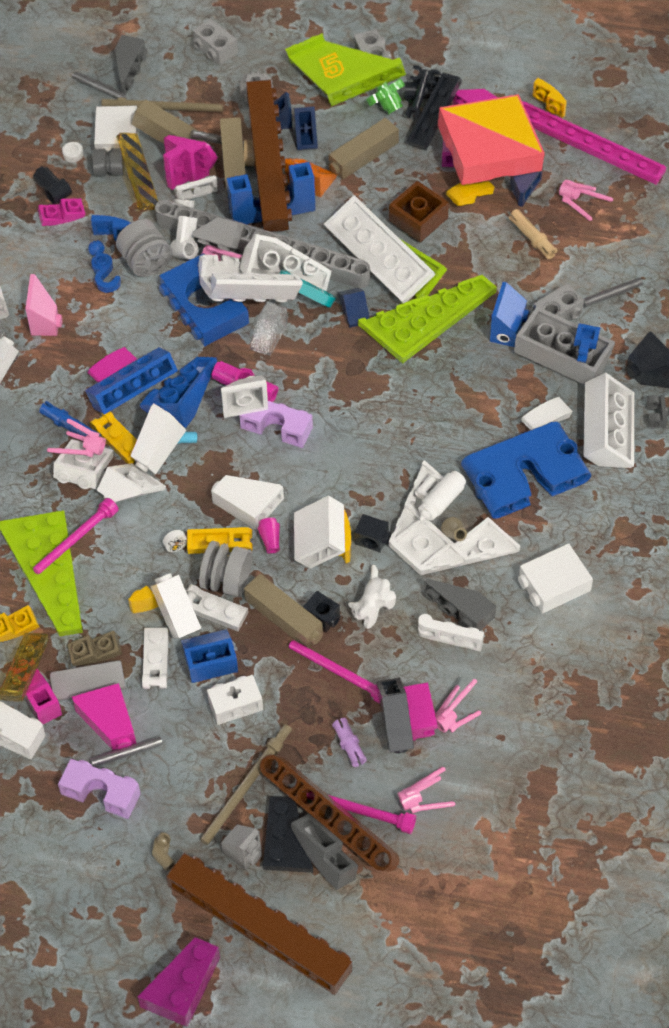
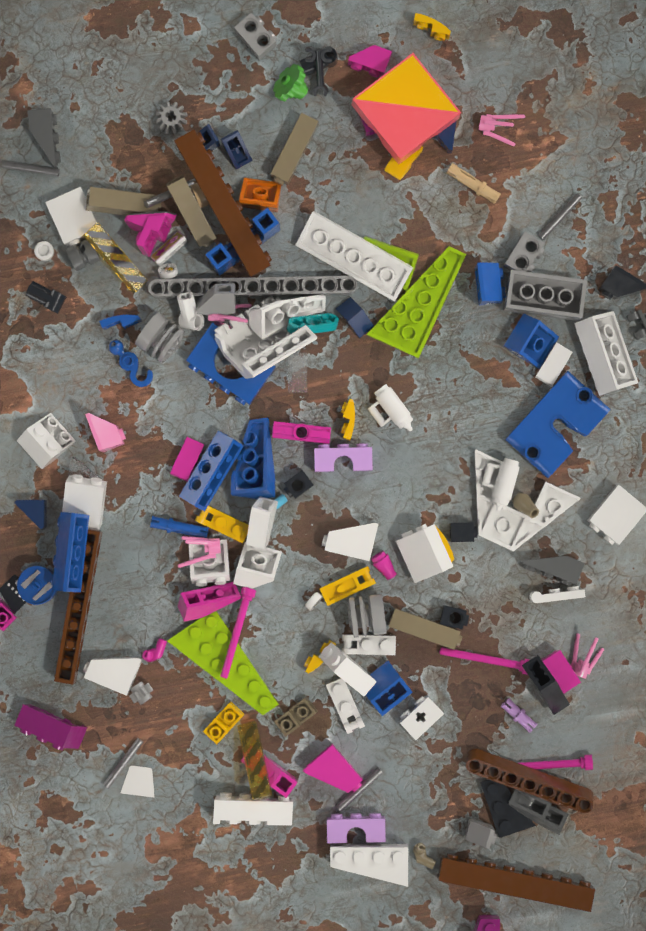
camera: 20 degrees left, 30 degrees up
(56, 496) = (204, 601): none -> dark pink slope
(65, 212) = (67, 319): dark pink slope -> none
(85, 679) = (304, 746): light grey slope -> none
(102, 828) = (377, 861): none -> white wedge
(184, 106) = (62, 181): dark tan bar -> none
(215, 42) = (113, 76): light grey brick -> none
(216, 435) = (307, 484): none -> black brick
(244, 396) = (315, 456): white slope -> none
(273, 747) = (465, 742): dark tan bar -> none
(304, 382) = (349, 414): none -> yellow slope
(342, 70) = (237, 69): lime piece -> none
(354, 394) = (393, 407): none -> white piece
(376, 595) = (488, 586): white animal -> none
(411, 796) = (582, 742): bright pink plant -> none
(418, 211) = (371, 202): reddish brown brick -> none
(428, 120) = (340, 87): black plate -> none
(531, 383) = (531, 340): none -> blue slope
(586, 338) = (565, 291): blue plate -> none
(595, 144) = (483, 60): dark pink tile -> none

